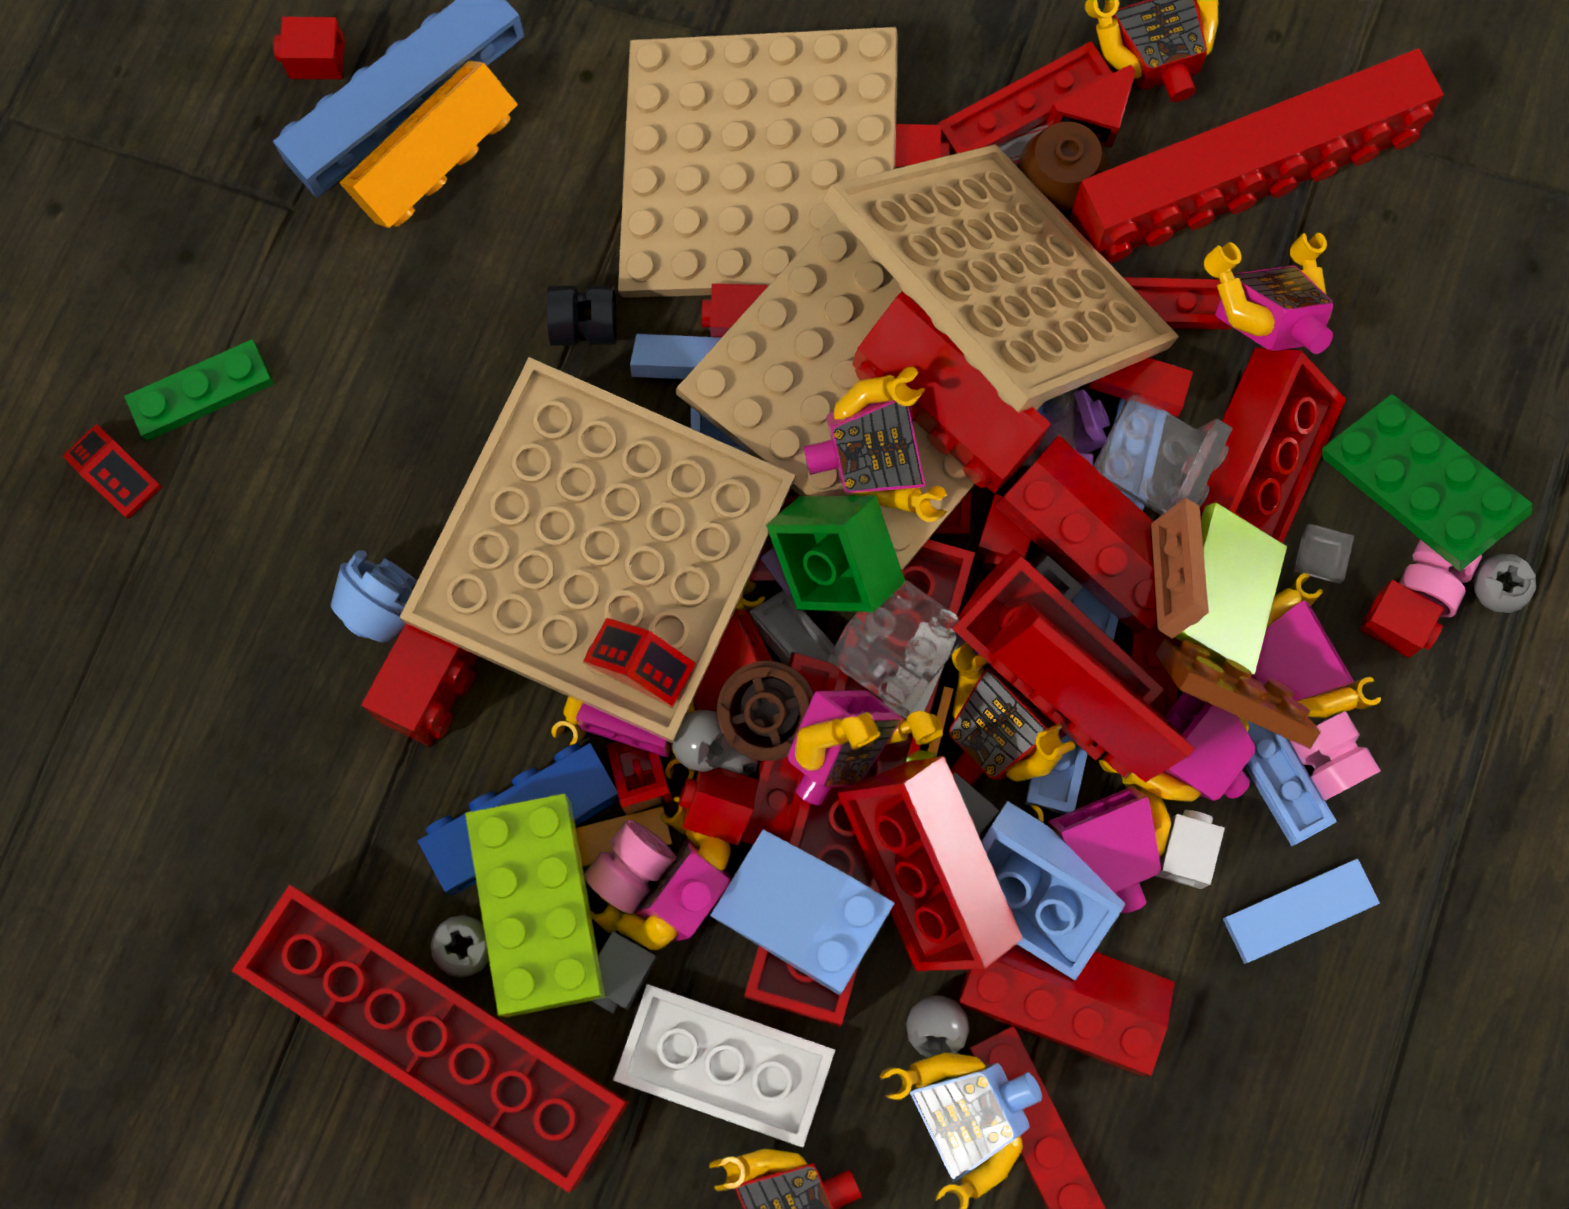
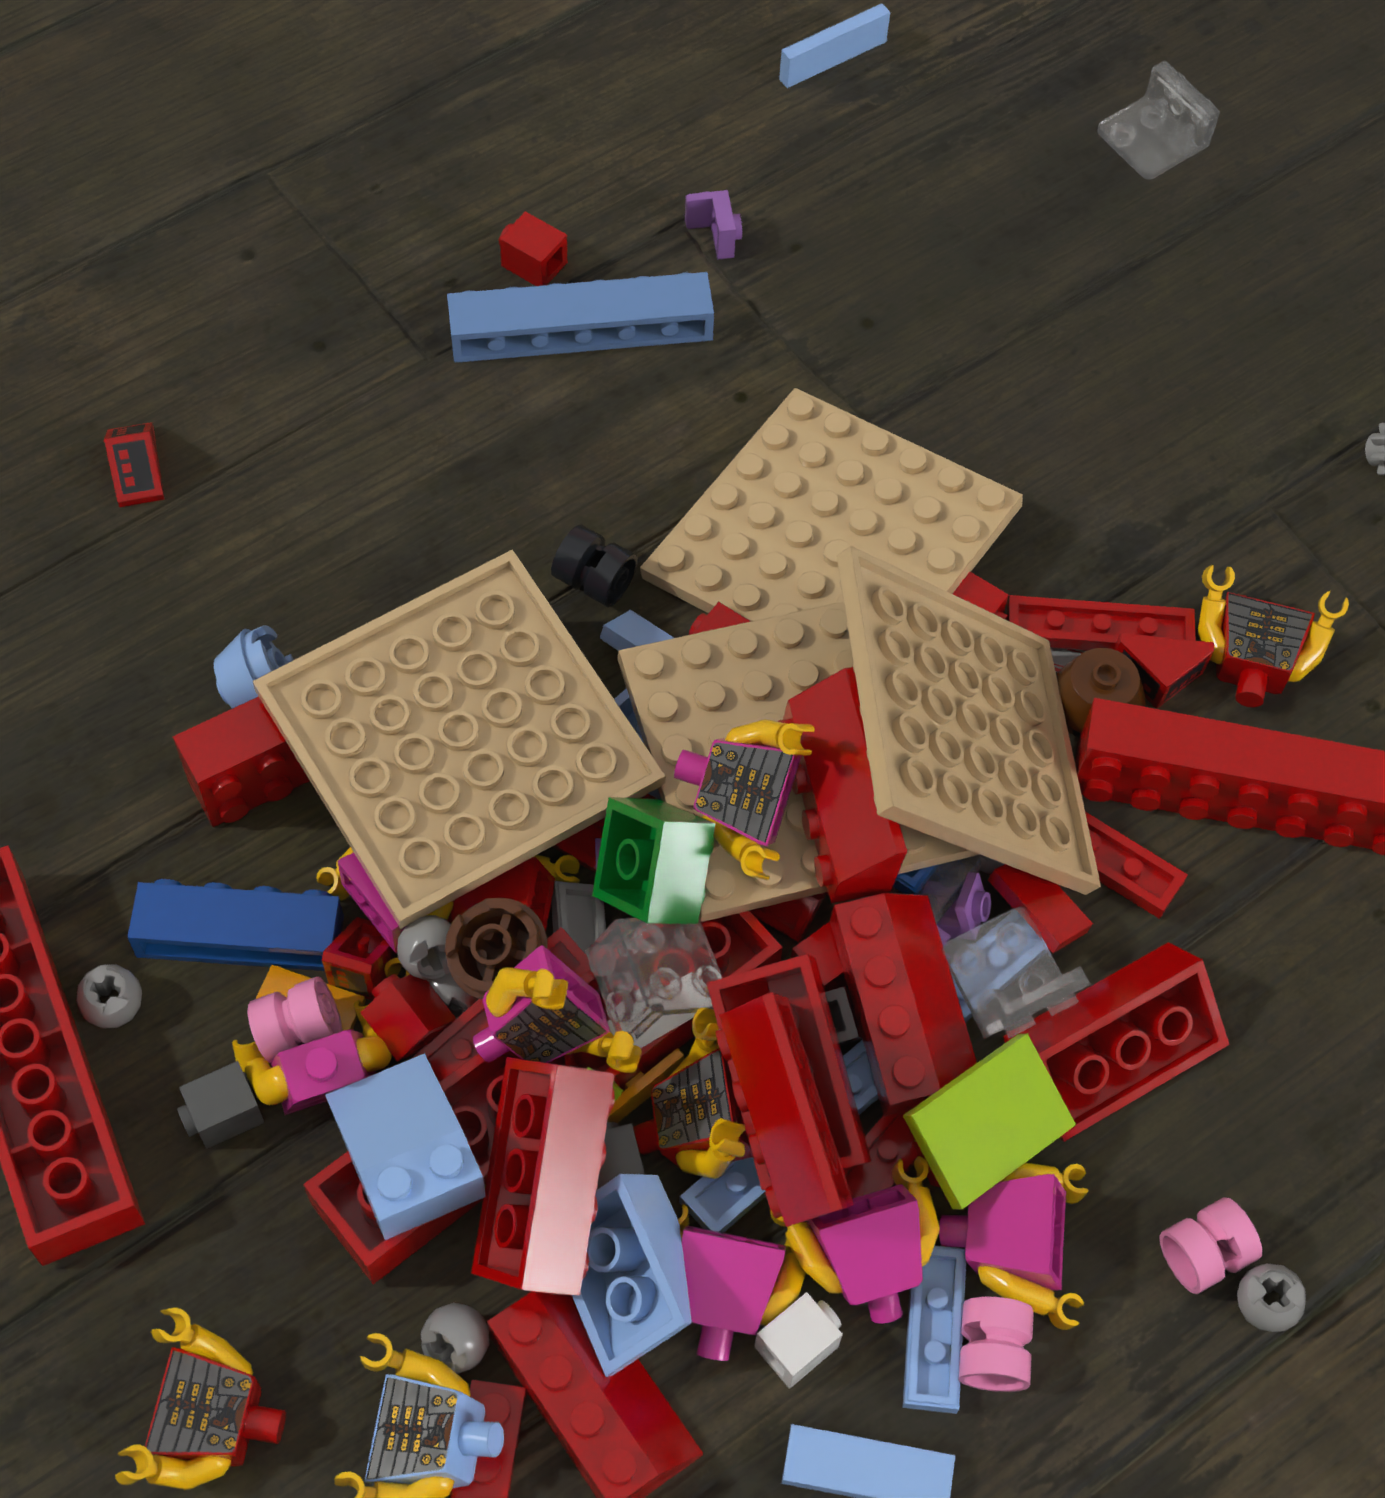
camera: 30 degrees right, 15 degrees down
(199, 390) = (249, 445): green plate -> none
(430, 144) = (570, 368): light orange brick -> none
(534, 906) = (186, 990): lime brick -> none
(640, 661) = (420, 839): slope -> none
(724, 1065) = (248, 1247): white plate -> none
(1179, 568) = (949, 1063): nougat plate -> none
(1235, 691) = (928, 1202): dark orange plate -> none
(1275, 305) = (1207, 911): torso -> none
(1324, 553) = (1115, 1163): clear tile -> none
(1402, 619) = (1147, 1266): red brick -> none
(1427, 482) = (1251, 1154): green plate -> none

